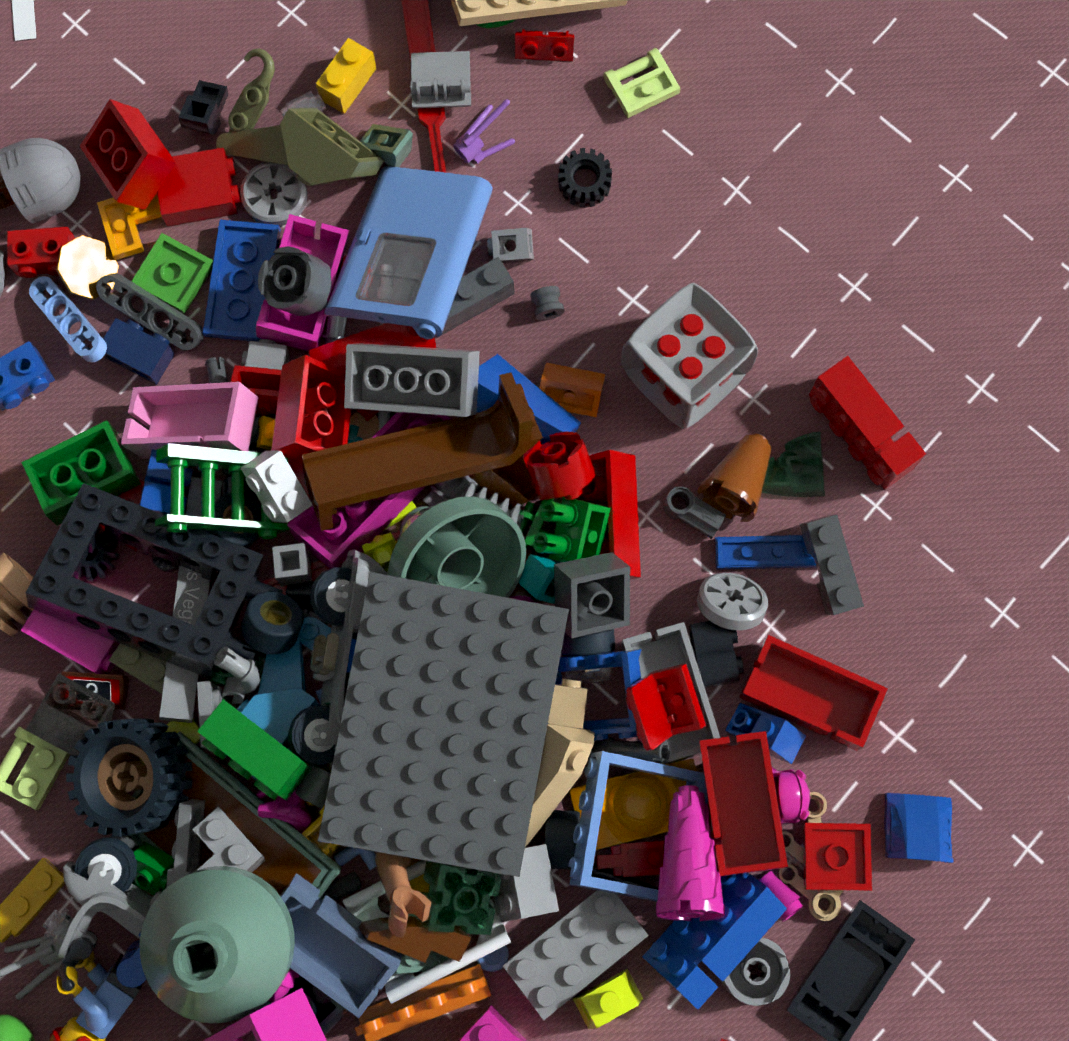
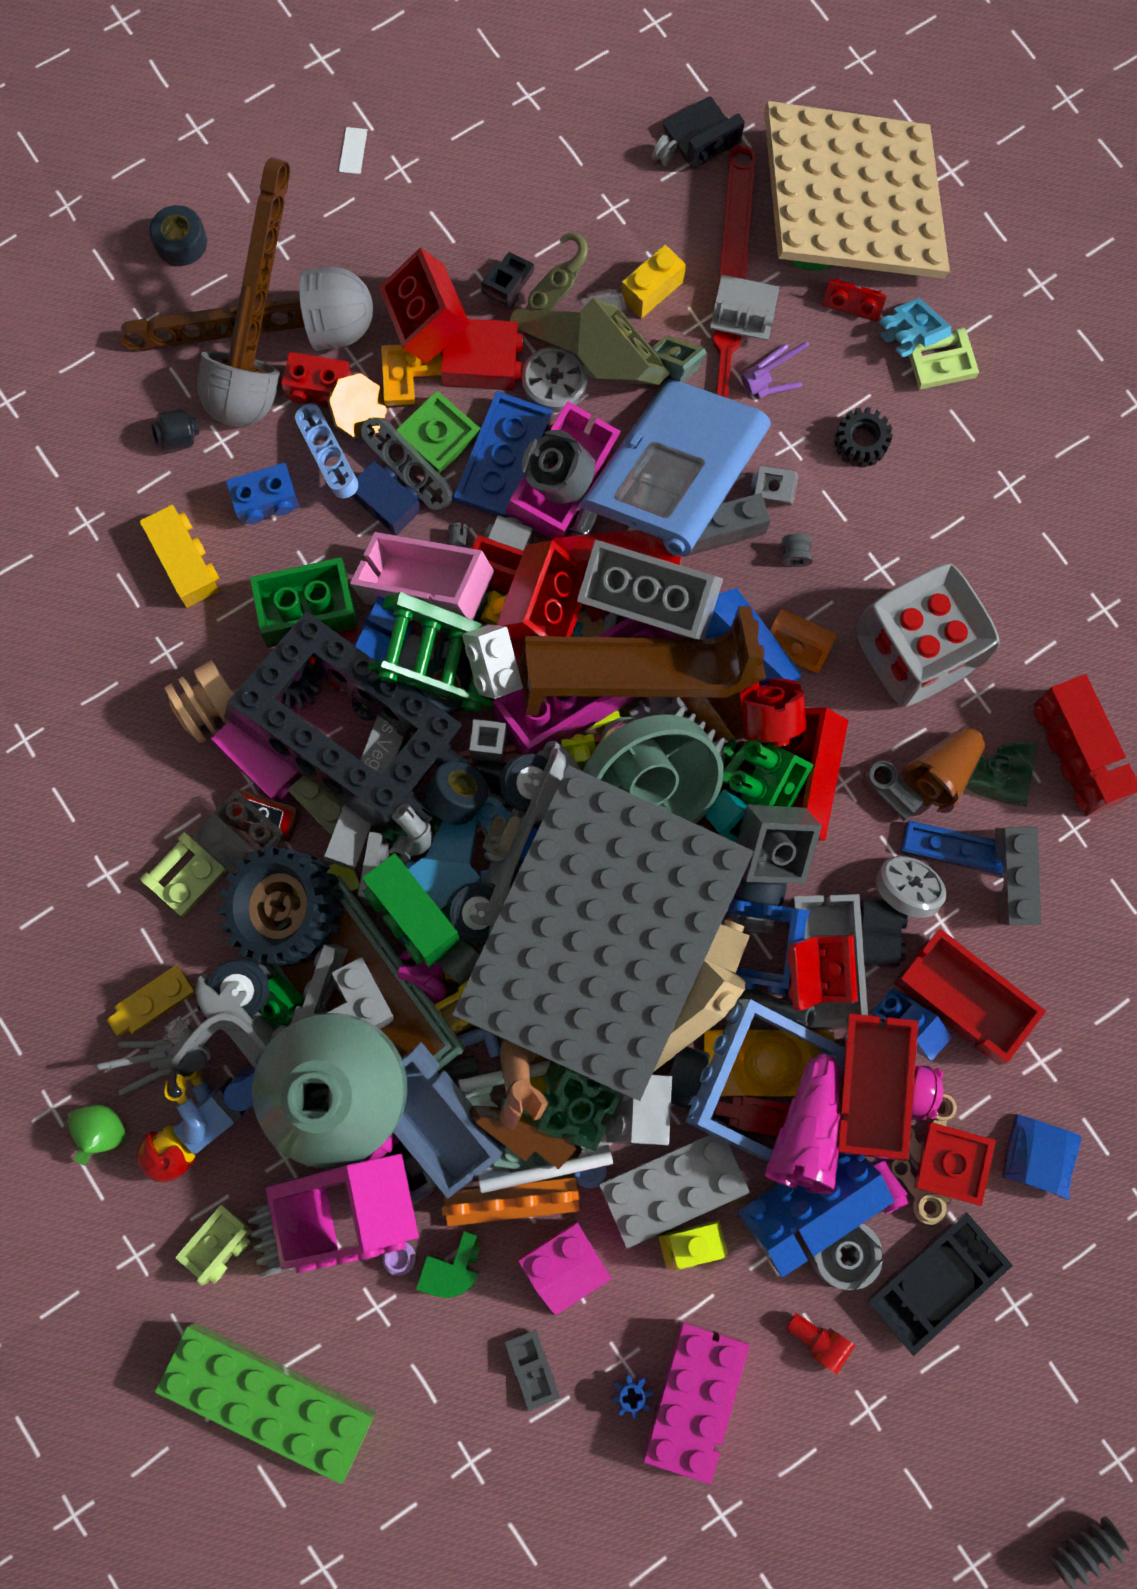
camera: 10 degrees right, 0 degrees up
(614, 55) = (920, 324): none -> medium azure plate

